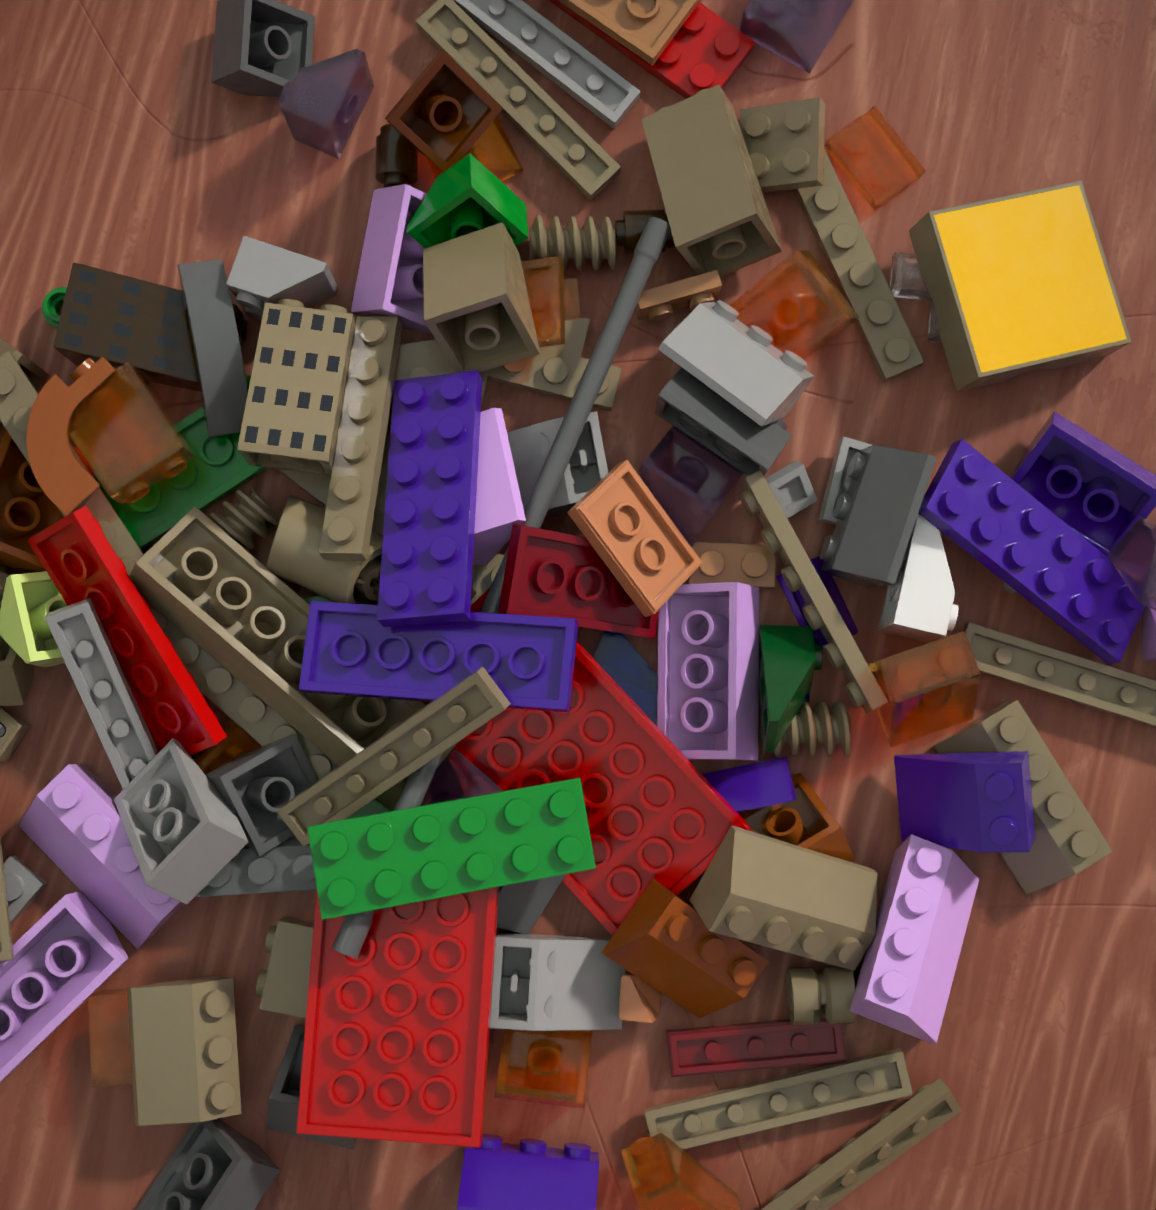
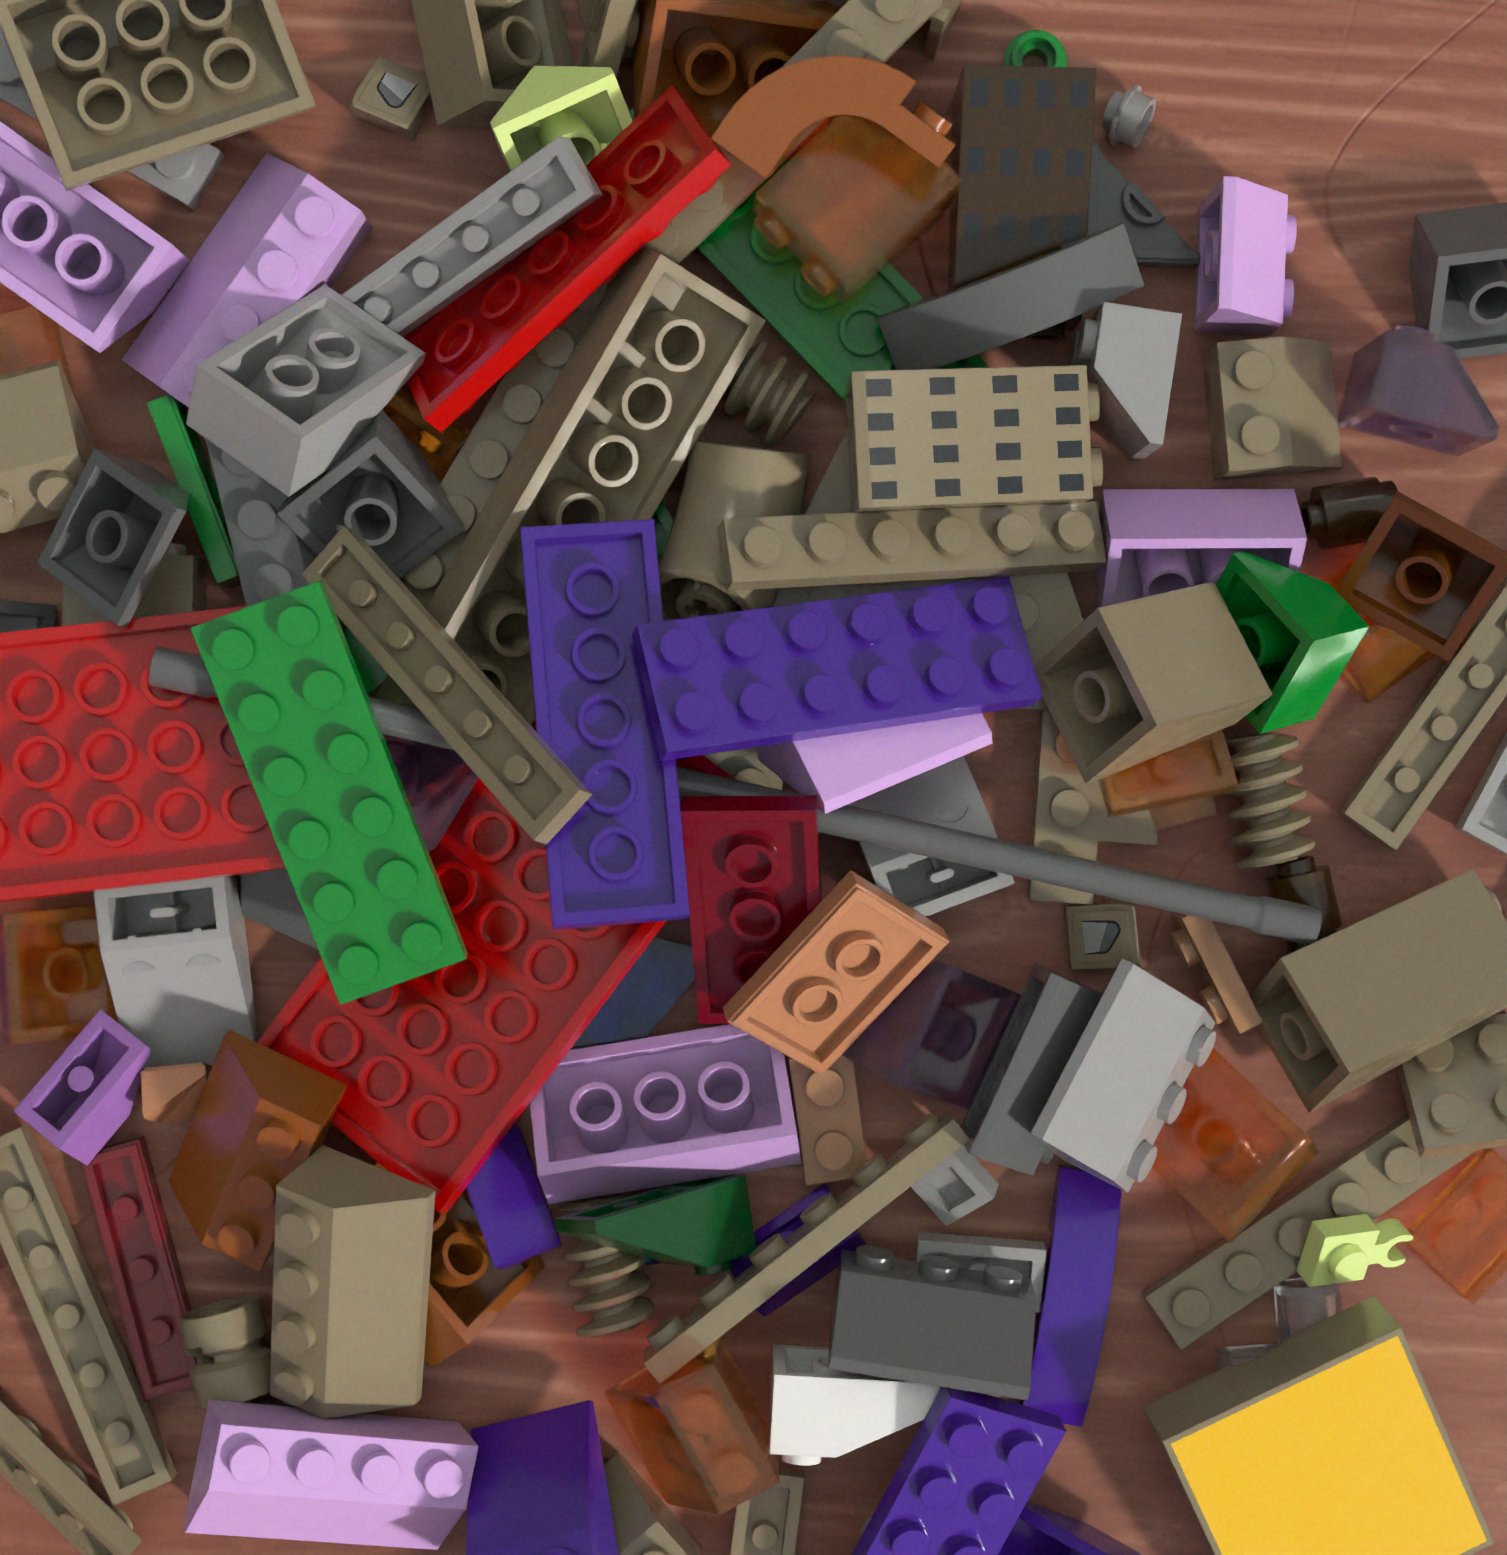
camera: 80 degrees right, 5 degrees up
(111, 254) = (1128, 116): none -> light grey plate
(165, 267) = (1118, 201): none -> dark grey tile
(218, 196) = (1243, 259): none -> lavender slope
(235, 910) = (197, 479): none -> green tile
(252, 968) = (114, 533): none -> dark grey slope
(318, 197) = (1271, 407): none -> dark tan slope
(625, 1058) = (88, 1089): none -> medium lavender slope
(642, 365) = (1102, 935): none -> dark tan slope
(872, 421) = (1074, 1294): none -> dark purple slope
(873, 243) = (1345, 1246): none -> yellowish green plate

